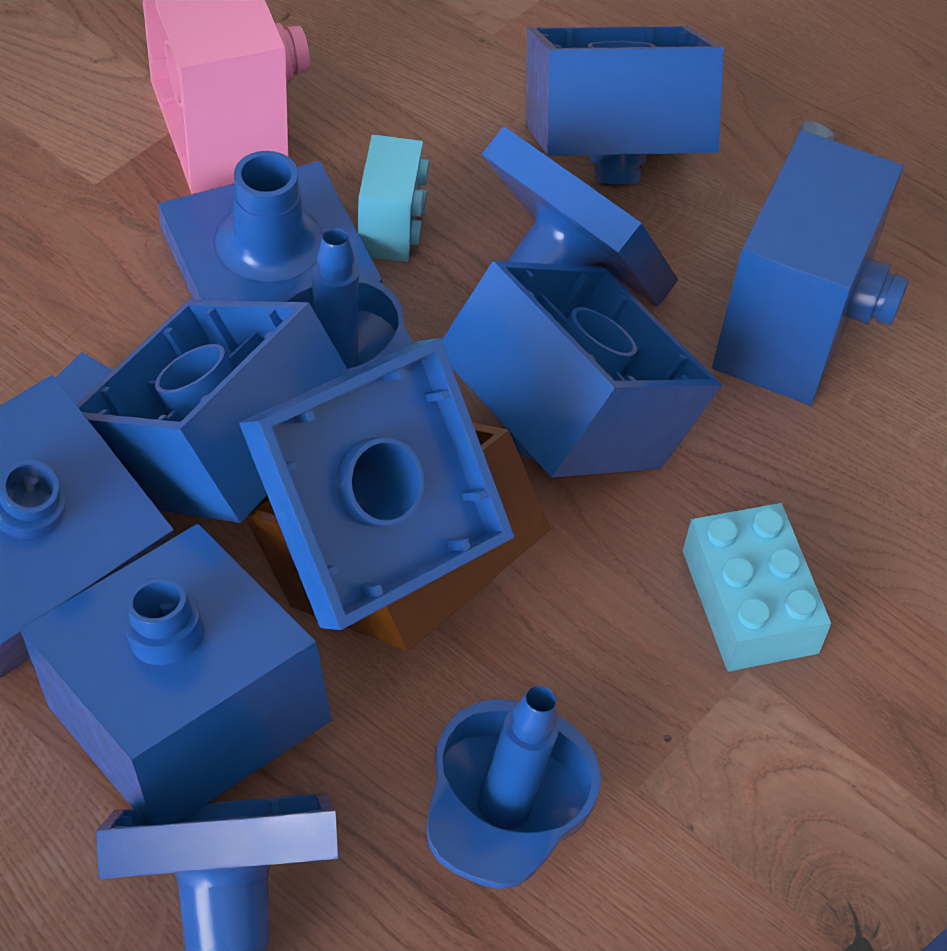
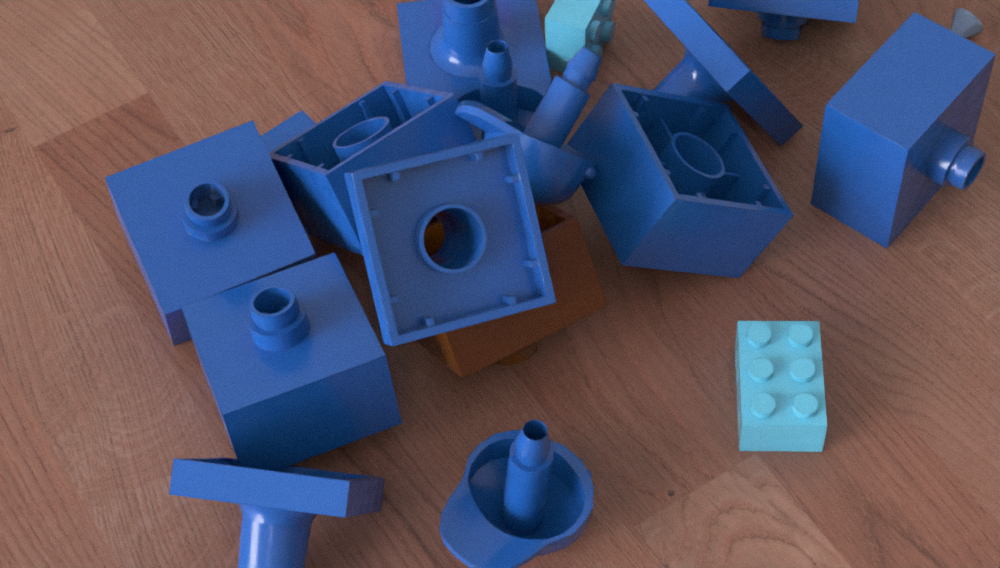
camera: 25 degrees right, 0 degrees up
(435, 315) = (551, 165): none -> blue piece

